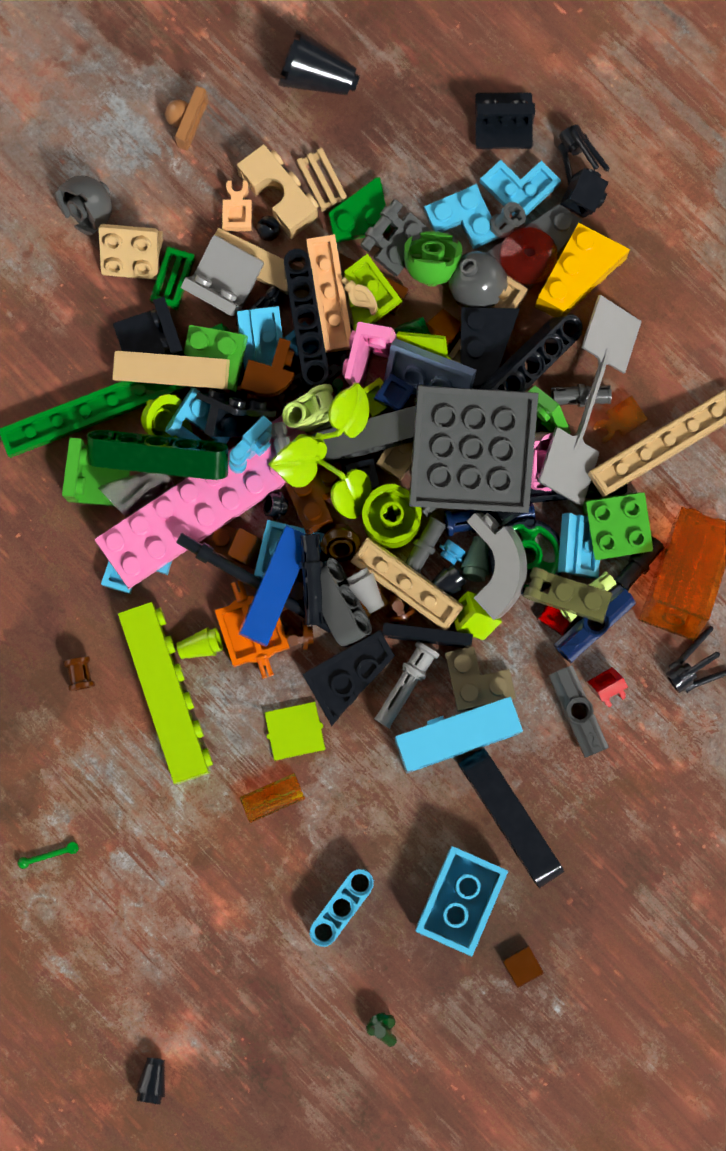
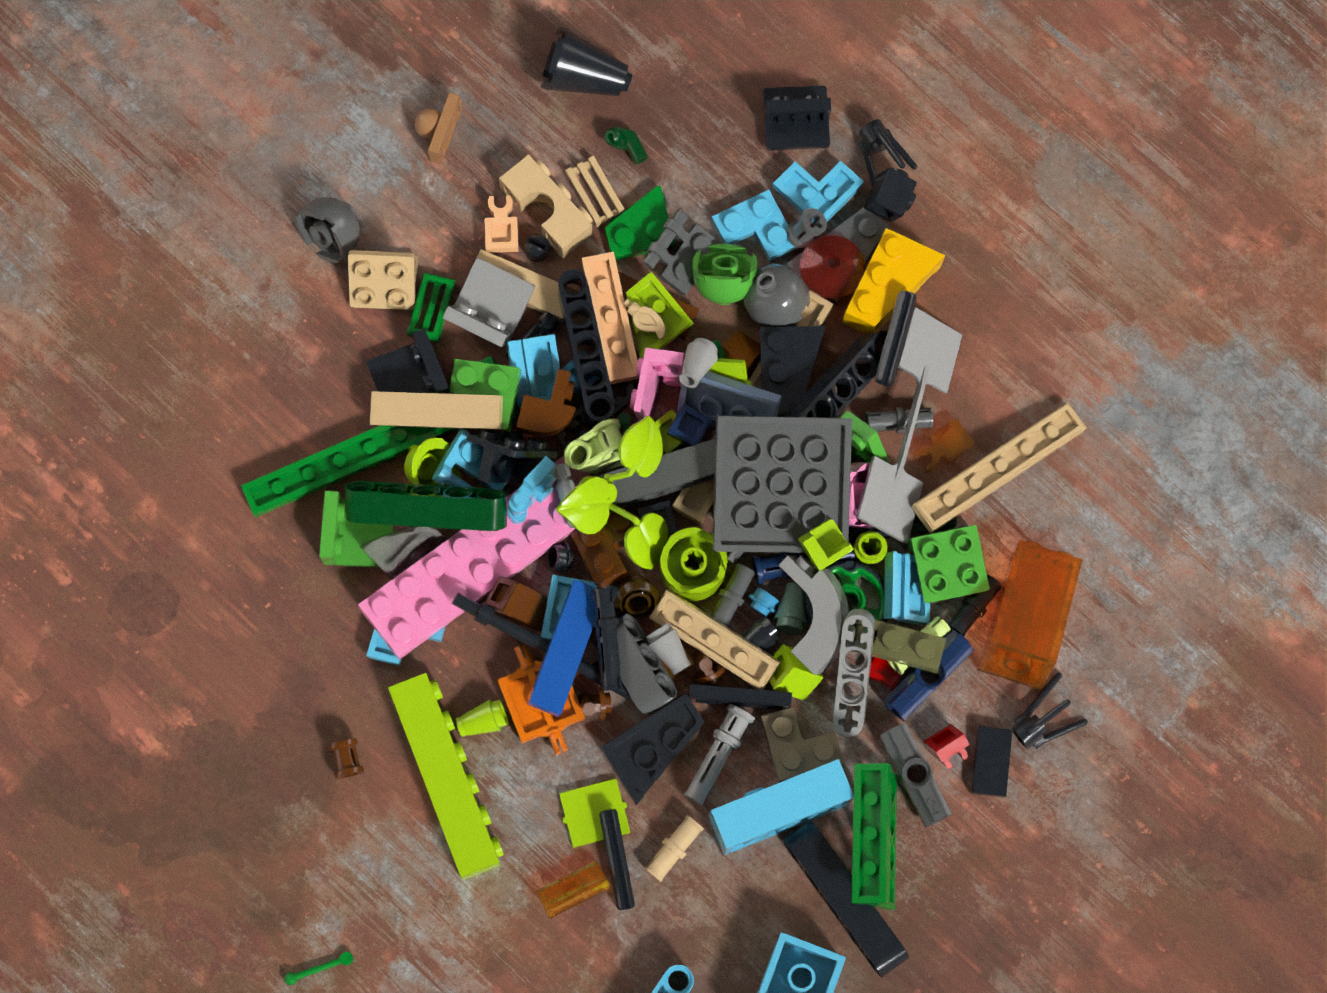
camera: 10 degrees left, 5 degrees down
(224, 537) = (505, 595): none -> reddish brown tile
(312, 773) = (617, 859): none -> black axle
(352, 135) = (628, 141): none -> dark green arm
(362, 766) = (674, 848): none -> tan pin
(404, 335) = (698, 360): none -> light grey cone
(508, 505) = (825, 544): none -> lime panel
(528, 619) = (856, 673): none -> light grey beam
(539, 765) = (874, 835): none -> green fence
(550, 502) = (874, 542): none -> lime cone
(581, 322) = (895, 338): none -> black axle
(646, 702) = (991, 761): none -> black tile

